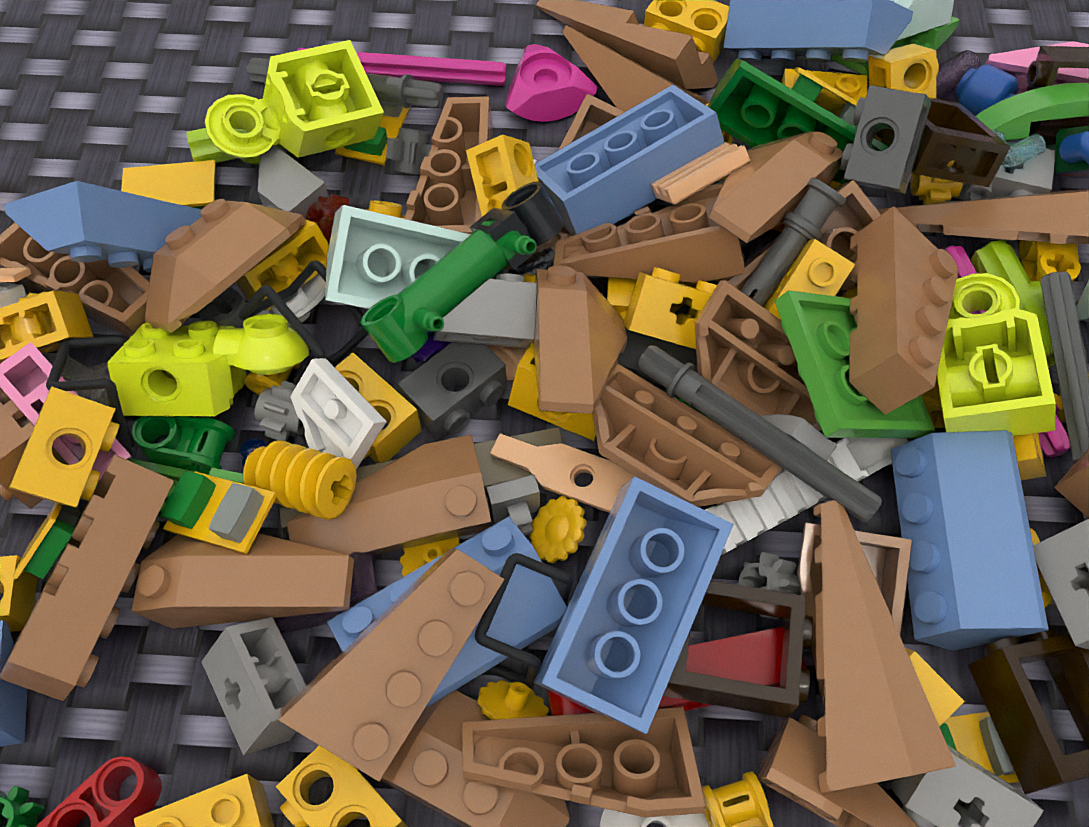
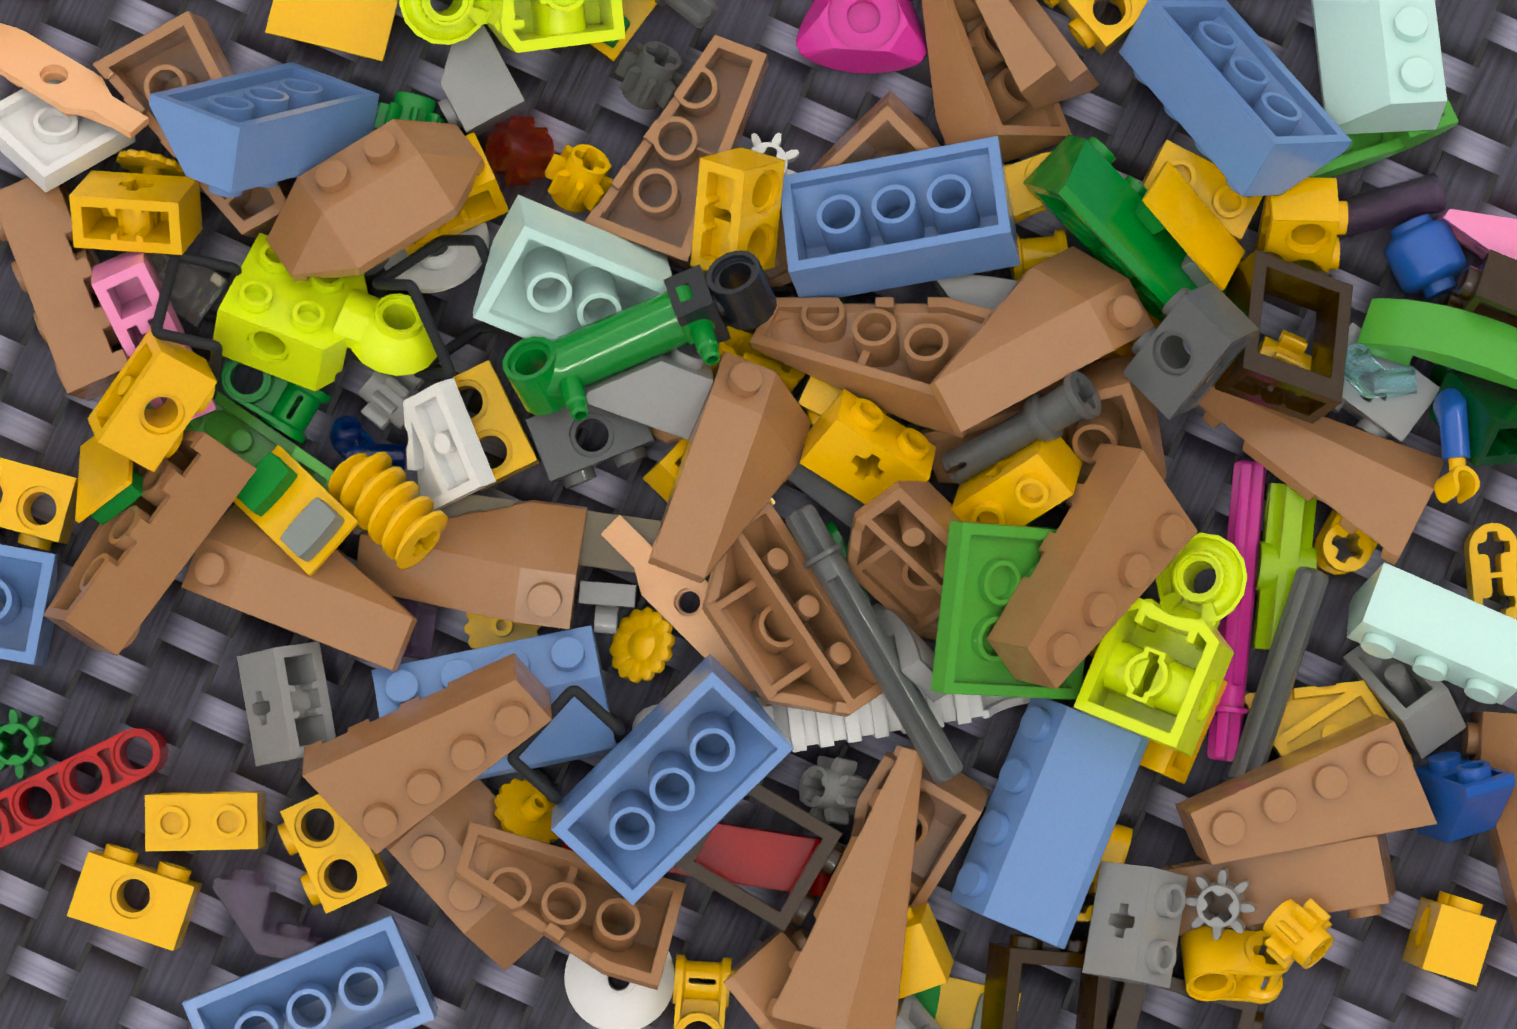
camera: 10 degrees right, 25 degrees up
(700, 173) = (966, 290): light nougat tile -> none

